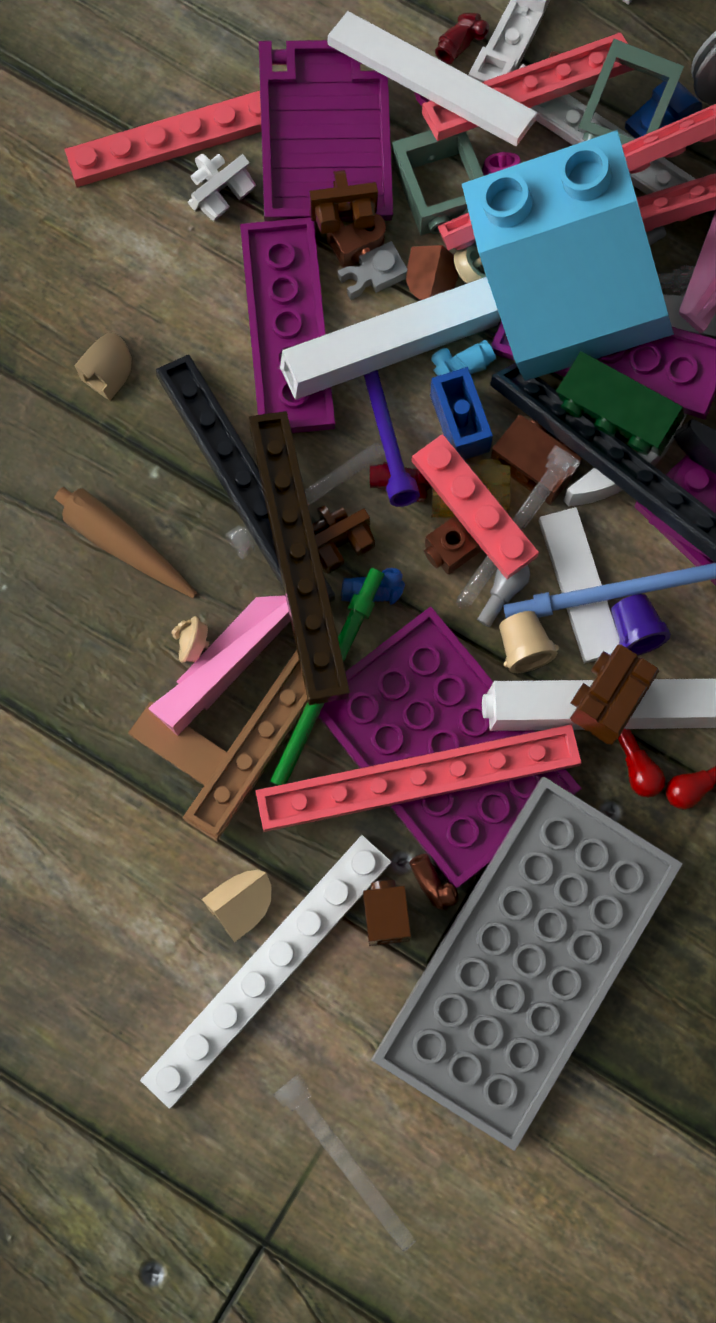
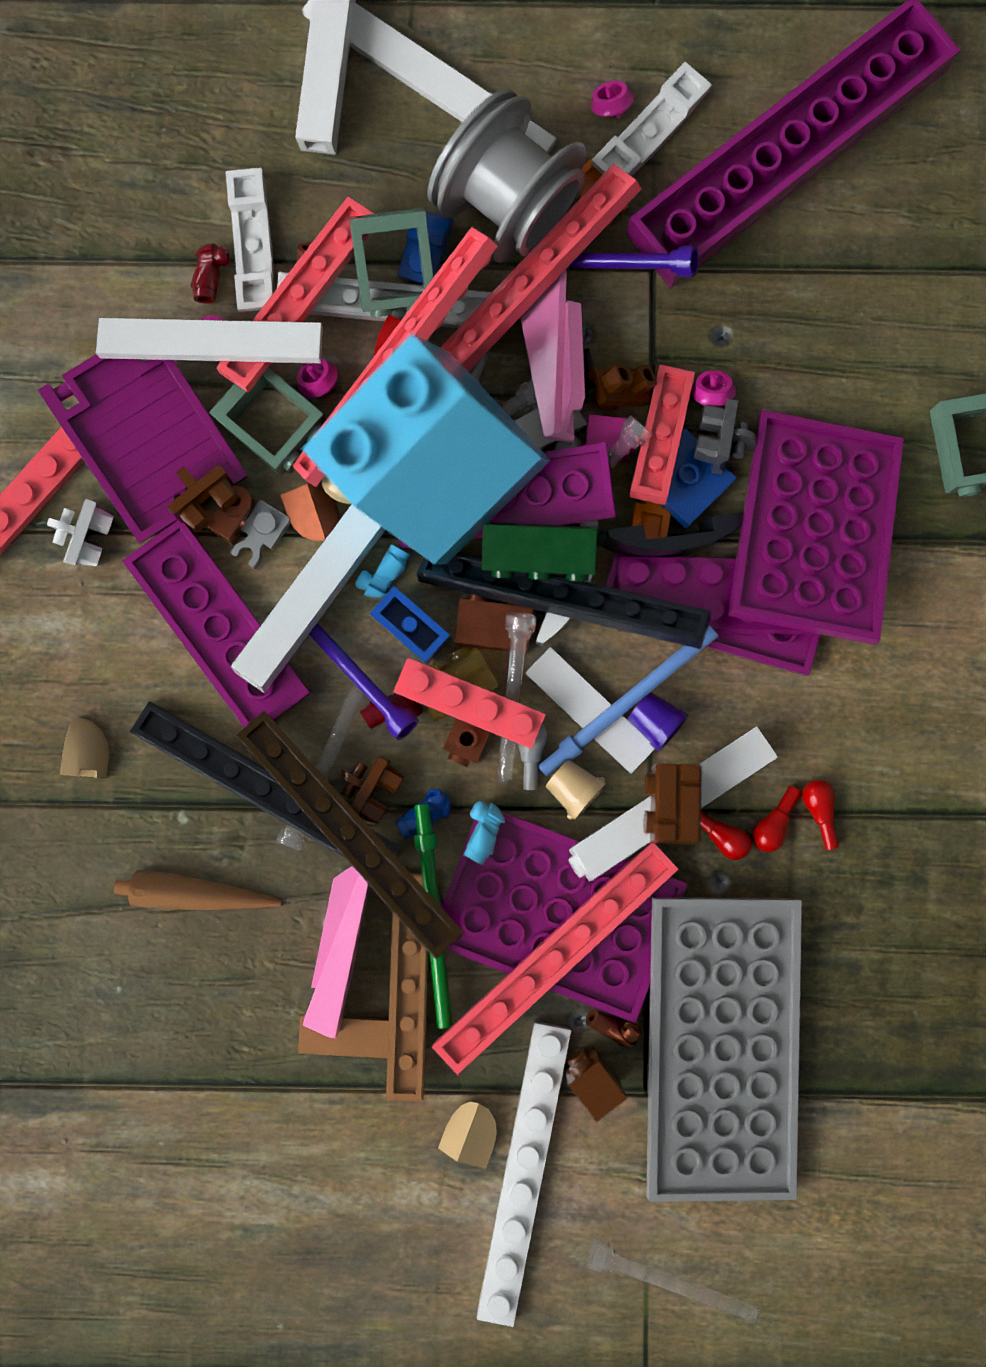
camera: 30 degrees left, 10 degrees up
(192, 639) = (302, 945): tan hat -> none
(416, 634) = (484, 835): none -> medium azure arm

